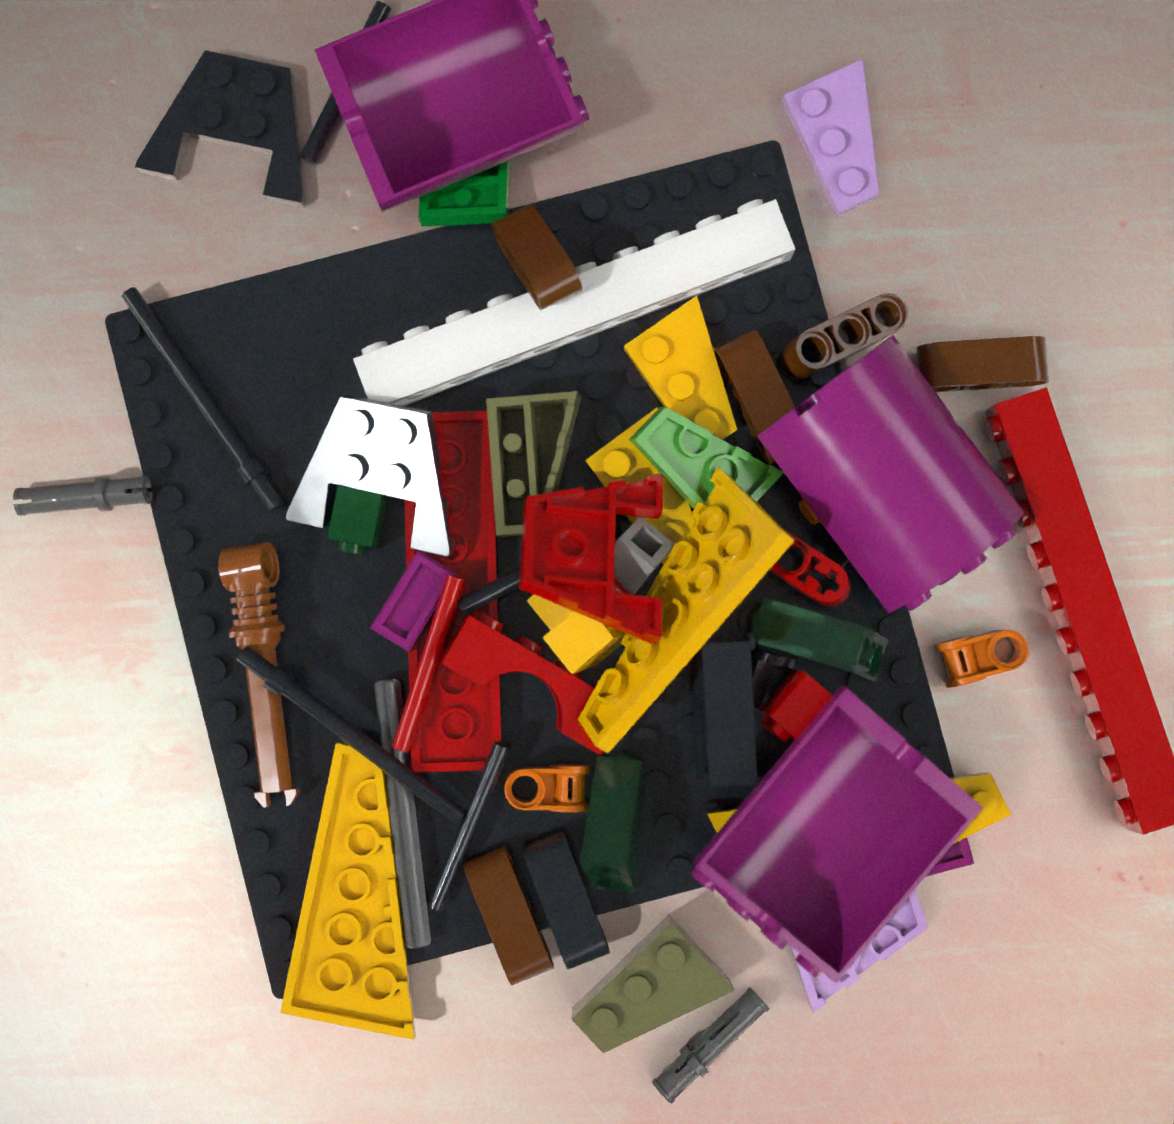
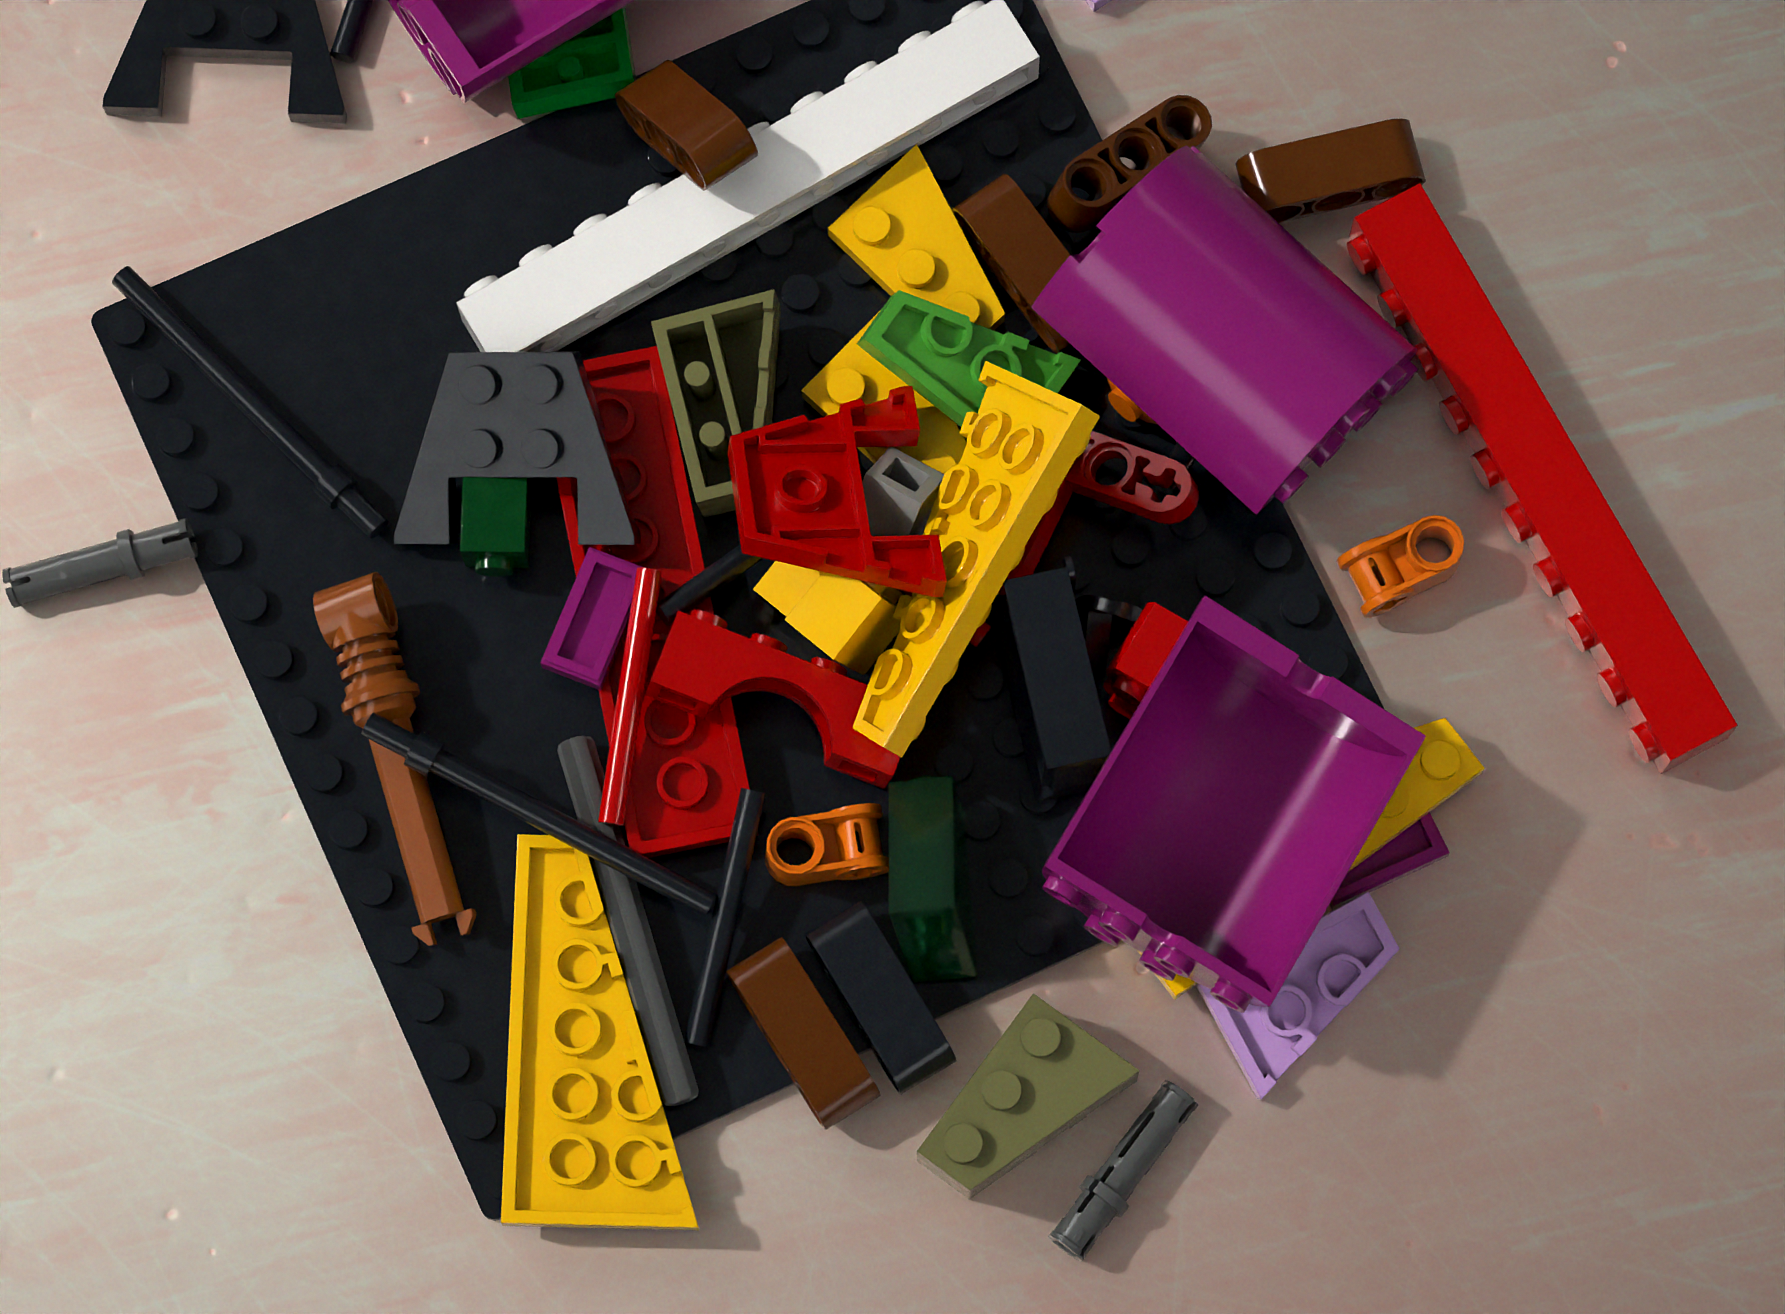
camera: 15 degrees left, 10 degrees down
(818, 638) = (1171, 568): clear green slope -> none

